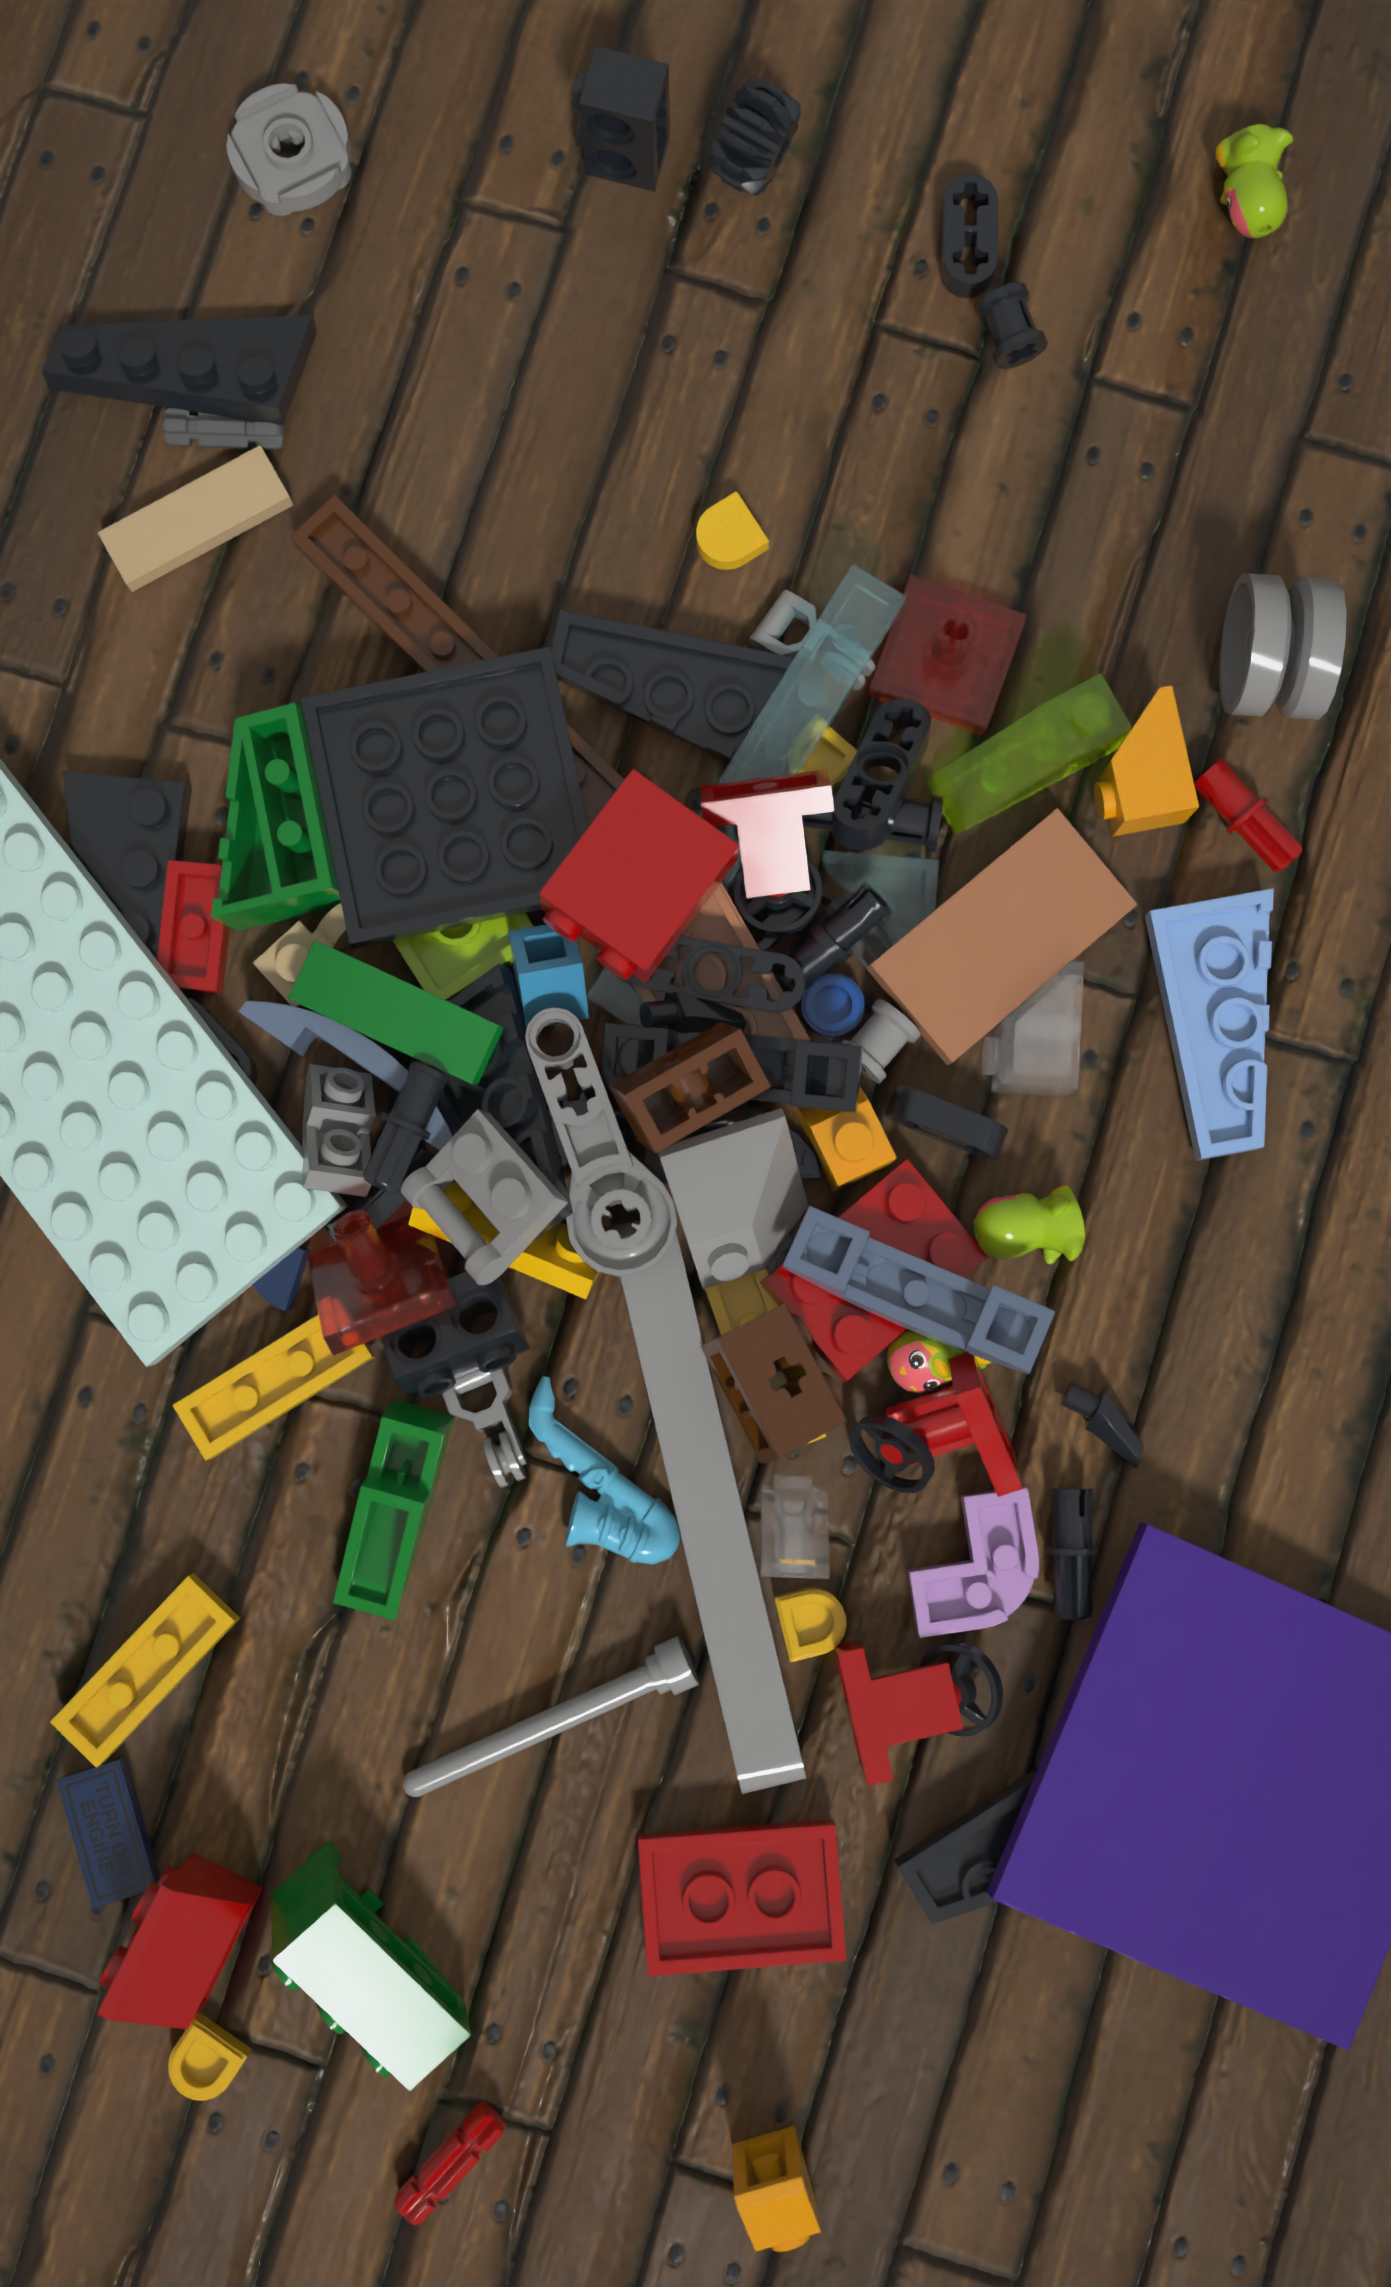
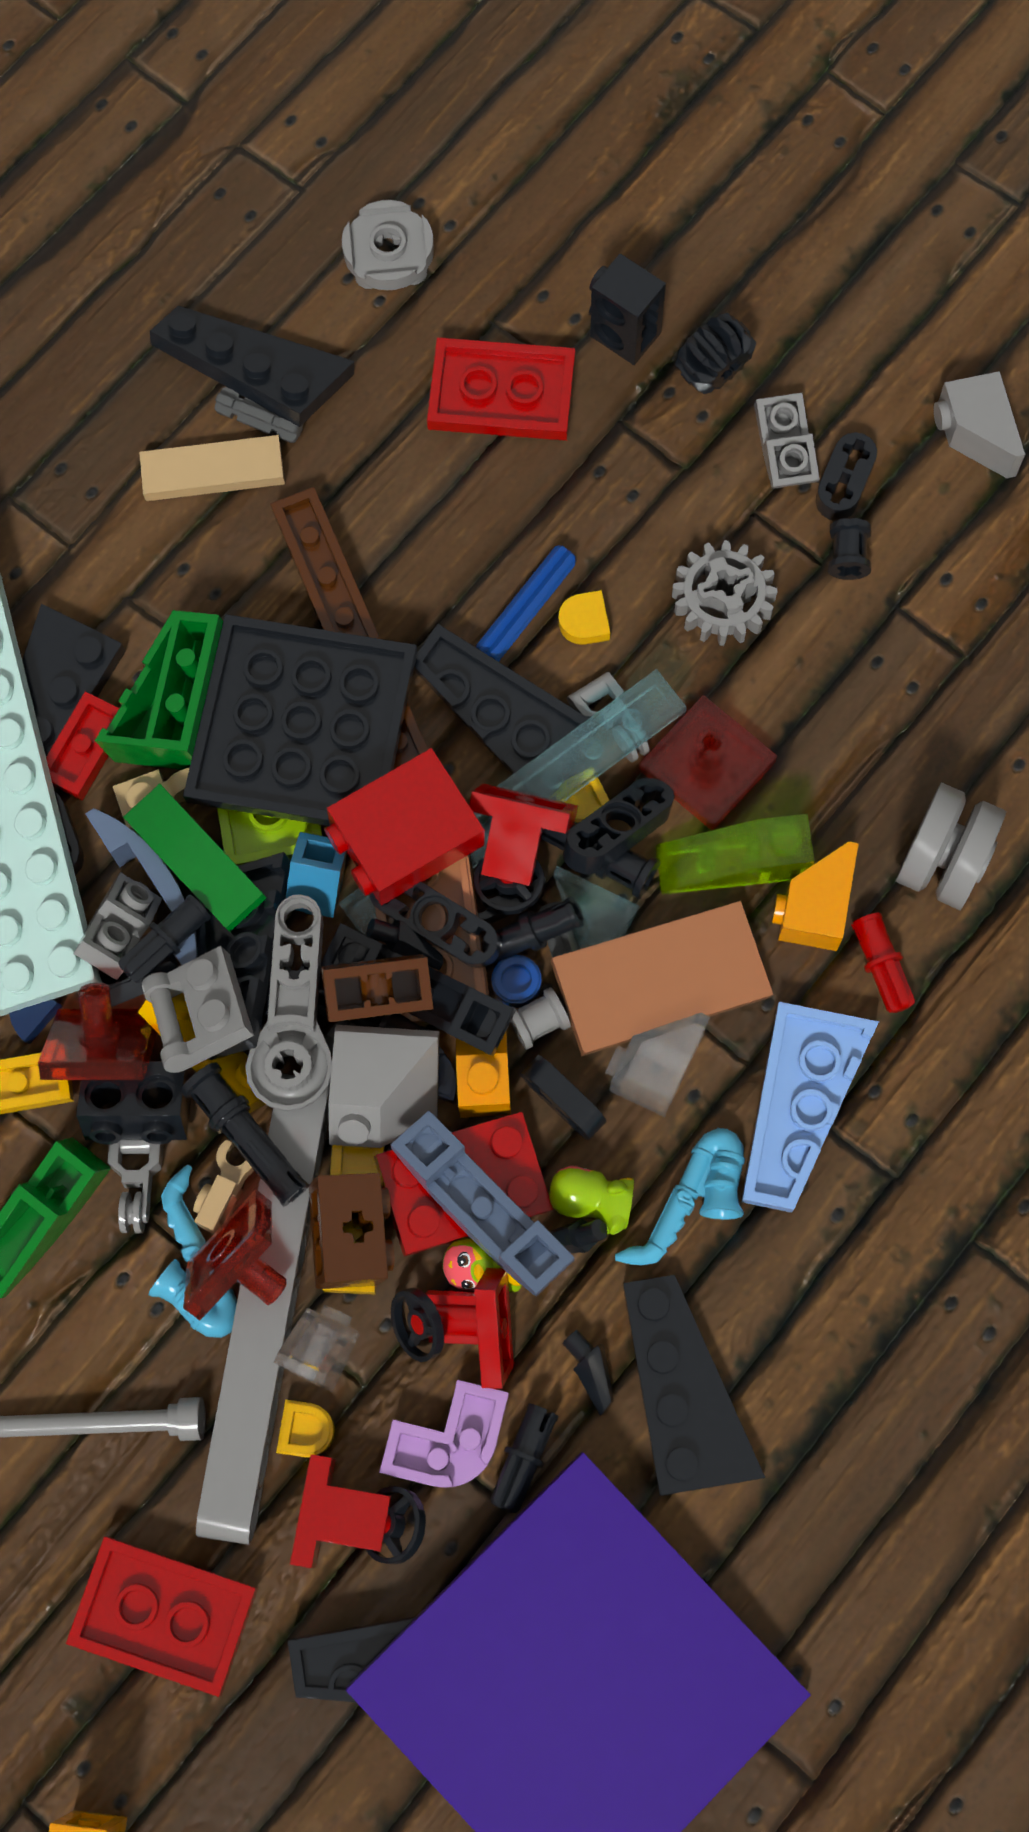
camera: 25 degrees right, 10 degrees down
(509, 281) = (501, 389): none -> red plate
(578, 1306) = (231, 1116): none -> black pin
(598, 1406) = (218, 1200): none -> tan plate
(653, 540) = (527, 603): none -> blue axle
(656, 1471) = (234, 1257): none -> clear red tile
(877, 218) = (786, 440): none -> light grey slope
(885, 464) = (731, 575): none -> light grey gear
(1033, 1274) = (580, 1235): none -> black bar
(1106, 106) = (981, 422): none -> light grey slope
(1148, 1142) = (710, 1174): none -> medium azure piece
(1225, 1413) = (686, 1406): none -> black wing

